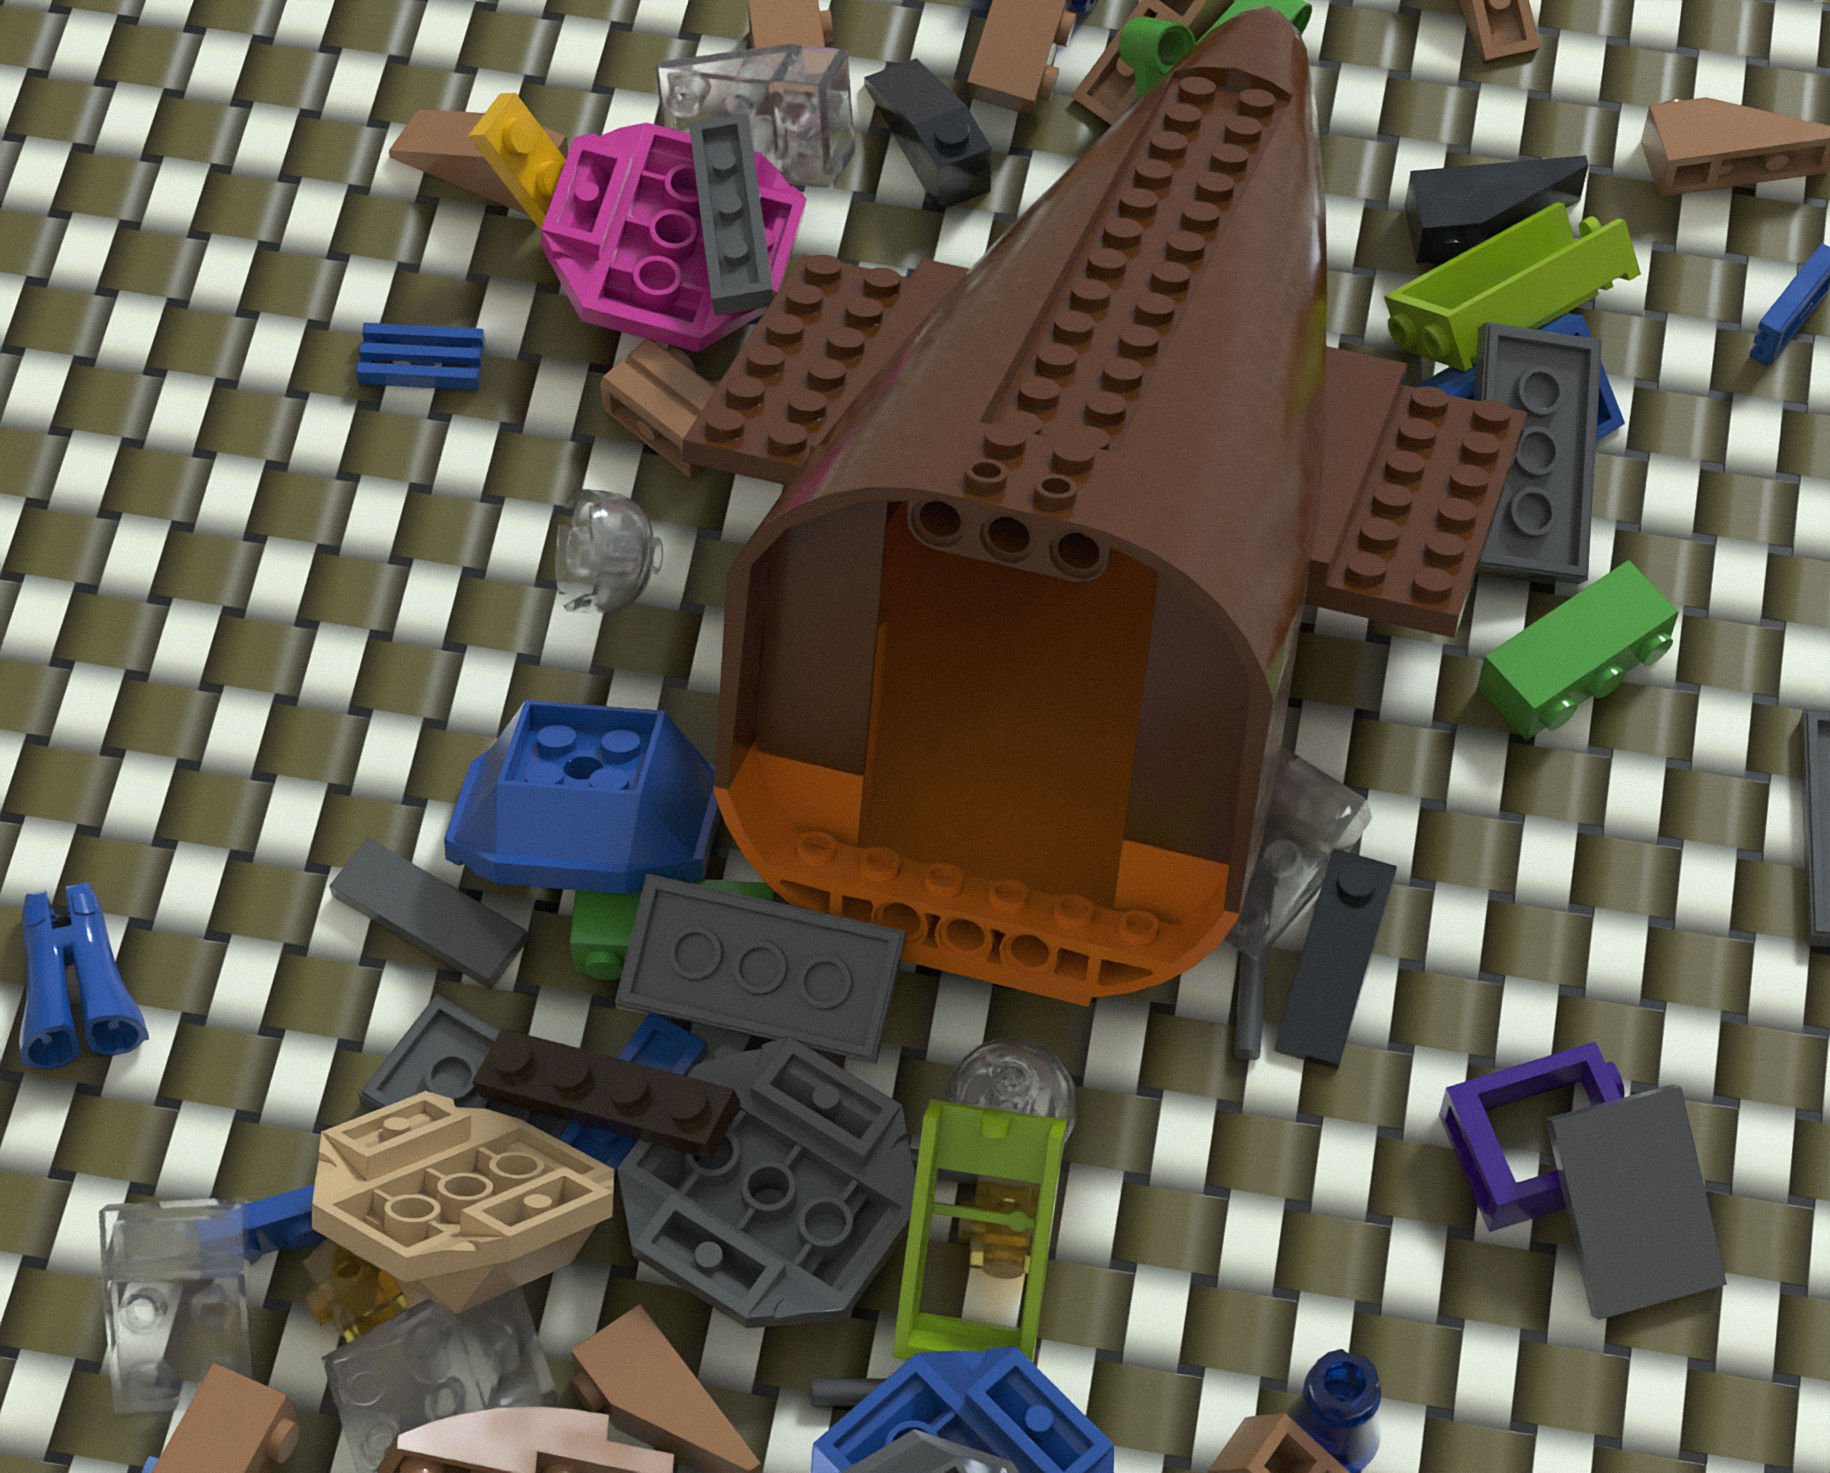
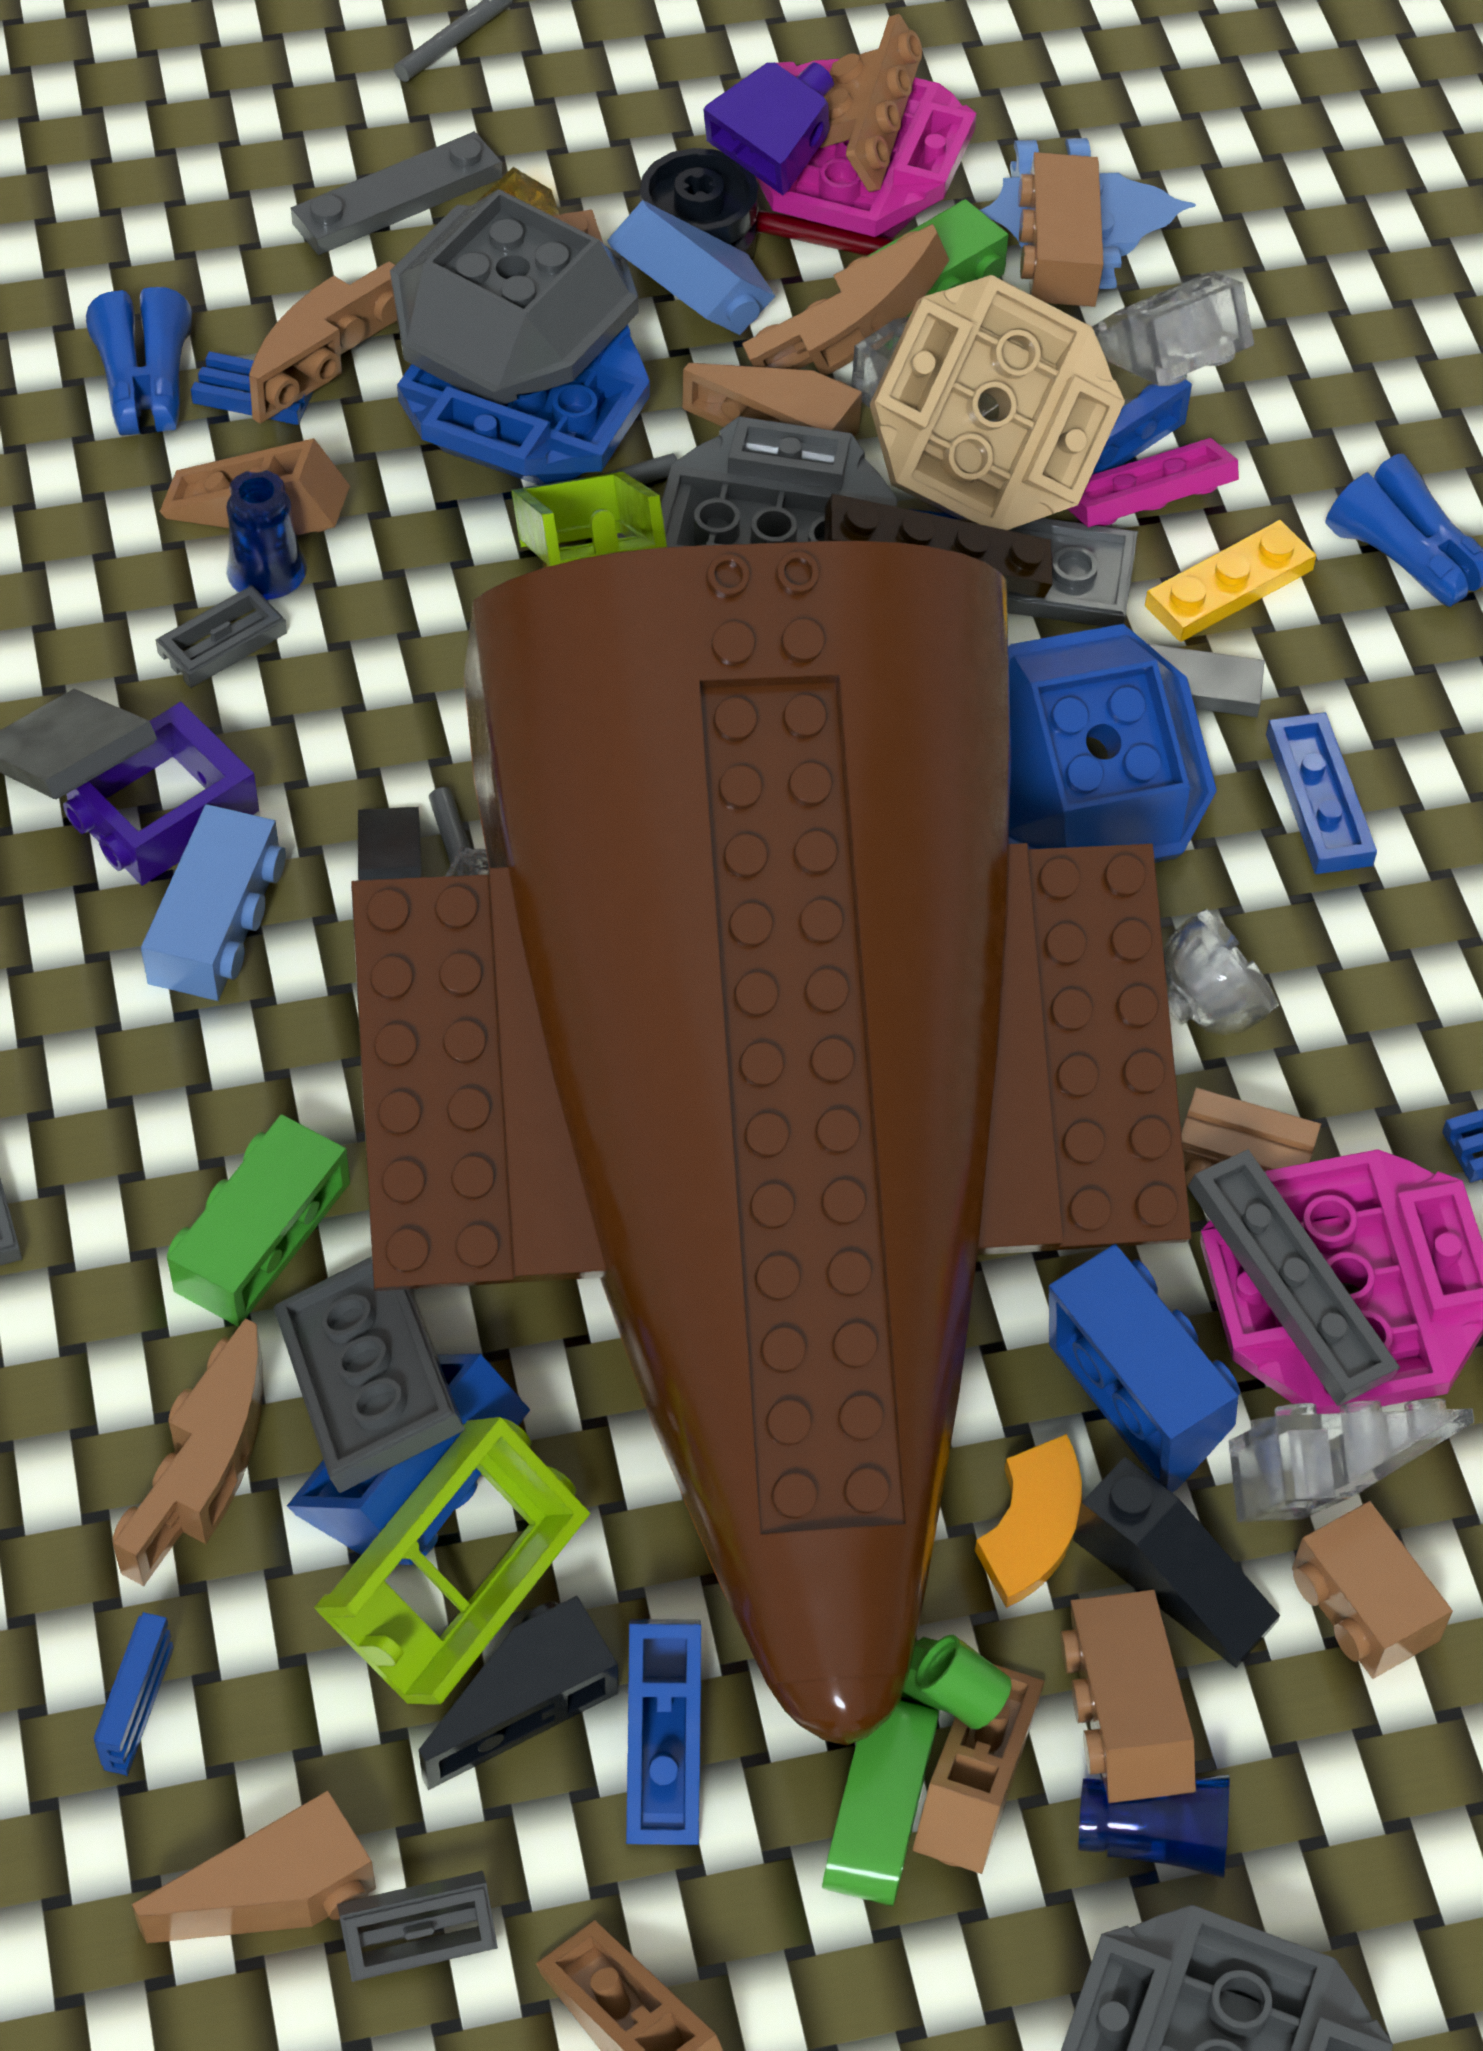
camera: 155 degrees right, 5 degrees down
(268, 1141) = (1155, 482): none -> dark pink plate
(294, 1007) = (1230, 580): none -> yellow plate
(372, 722) = (1321, 793): none -> plate
(881, 198) = (1141, 1365): none -> blue slope
(1007, 197) = (1039, 1522): none -> light orange tile
(1381, 152) = (664, 1731): none -> blue slope
(1428, 1364) = (227, 640): none -> dark grey tile
(1525, 984) = (213, 903): none -> medium blue brick
(1623, 80) = (416, 1914): none -> dark grey tile
(1683, 462) = (213, 1443): none -> medium nougat slope

